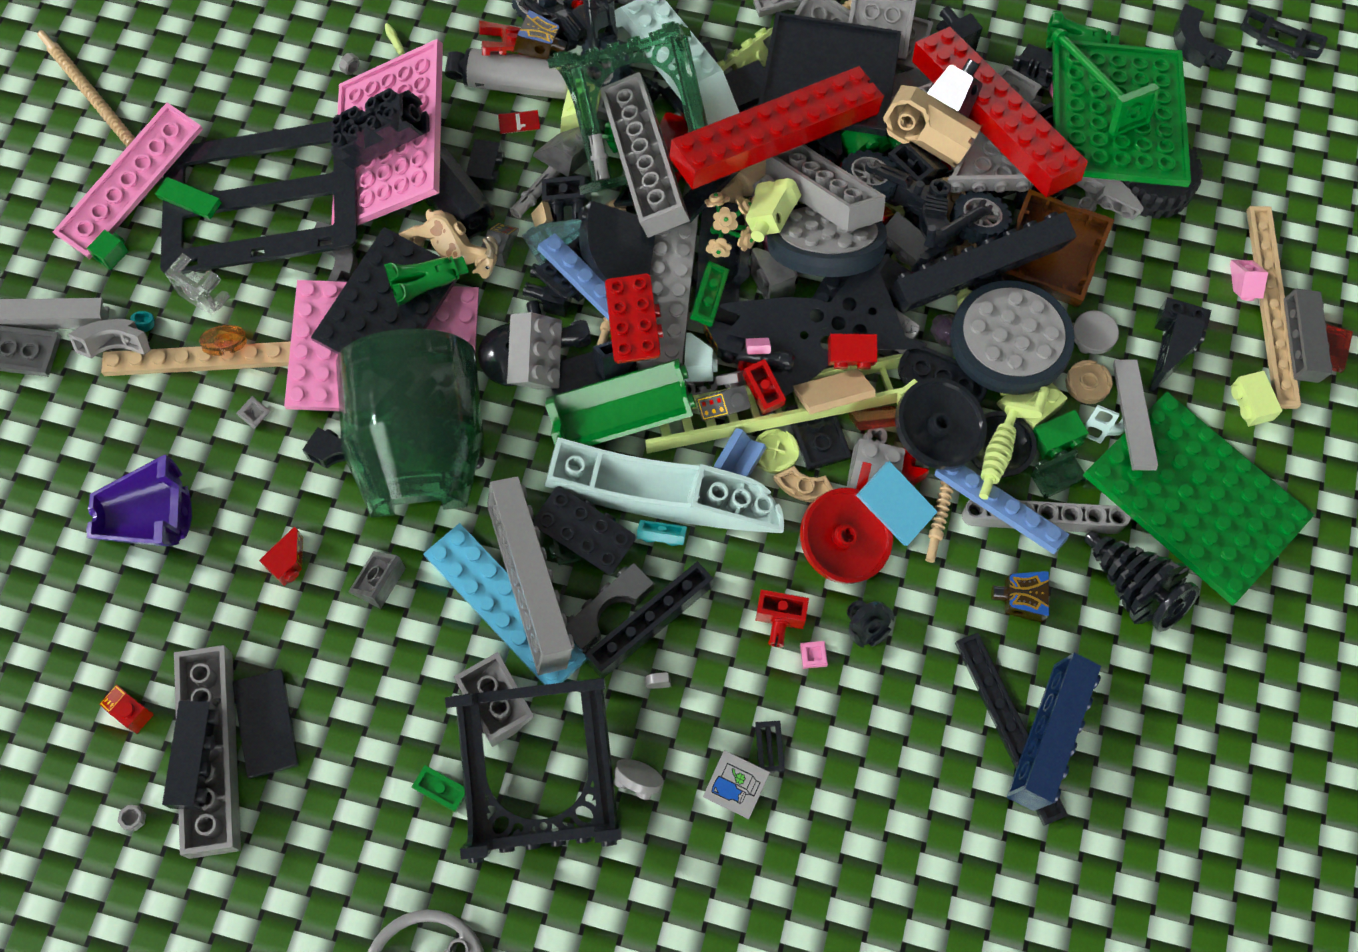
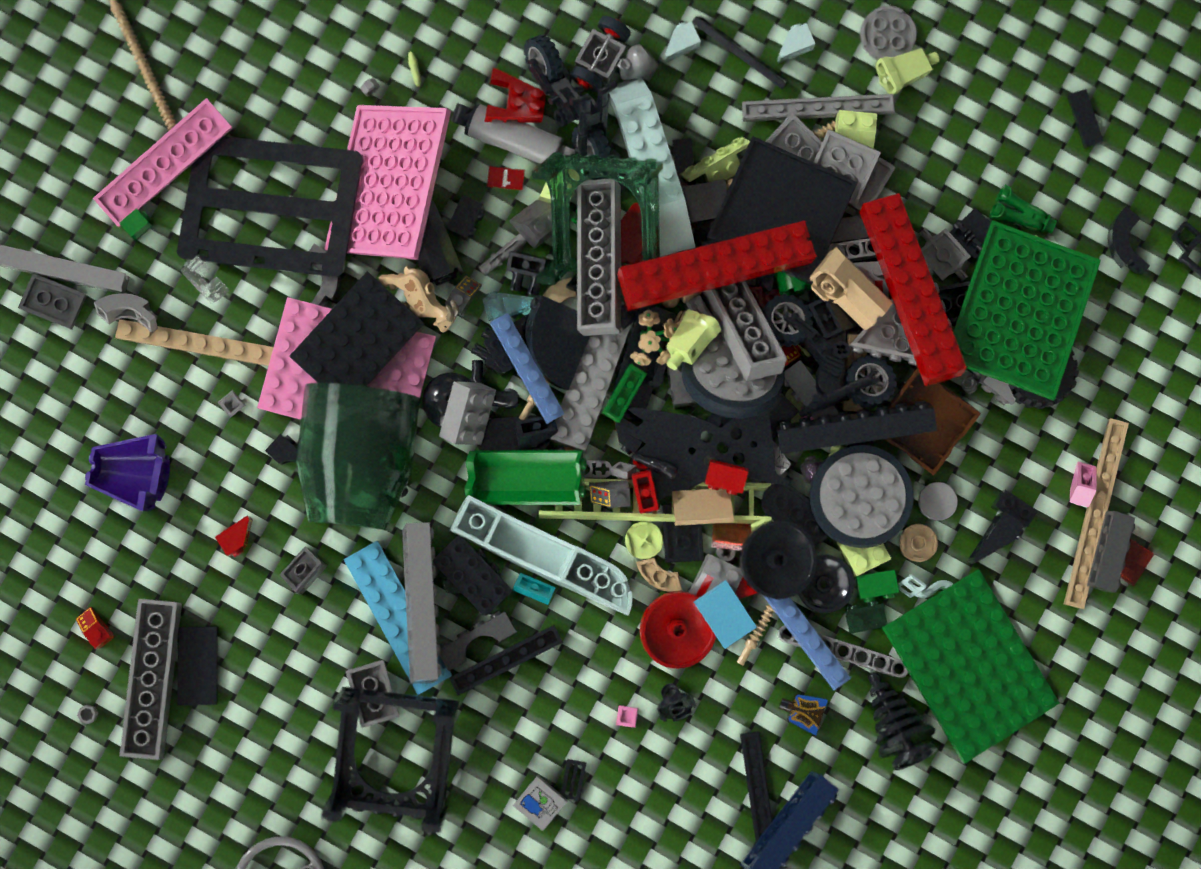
camera: 15 degrees right, 15 degrees up
(143, 320) = (155, 298): teal tile -> none
(188, 198) = (210, 192): green tile -> none
(190, 755) = (138, 685): black brick -> none
(223, 339) = (217, 334): clear orange tile -> none
(384, 125) = (379, 184): black brick -> none
(415, 279) = (402, 328): green piece -> none
(439, 788) = (318, 750): green plate -> none
(538, 37) = (537, 113): dark brown torso -> none
(542, 214) = (503, 281): tan tile -> none
(599, 157) = (562, 245): light grey pin -> none
(633, 318) = (553, 409): red bracket -> none
(637, 777) = (466, 781): light grey tile -> none
(658, 680) = (501, 708): light grey tile -> none
(699, 360) = (600, 449): light aqua slope -> none
(740, 454) = (612, 541): medium blue panel -> none
(758, 346) = (650, 453): bright pink tile -> none
(782, 612) = (609, 680): red brick -> none
(958, 87) = (881, 267): torso -> none
(966, 27) = (912, 192): black brick -> none
(1002, 443) = (824, 586): yellowish green piece -> none
(1131, 108) = (1025, 321): green tile -> none
(1135, 415) = (941, 586): light grey tile -> none
(1256, 398) = (1049, 593): yellowish green brick -> none

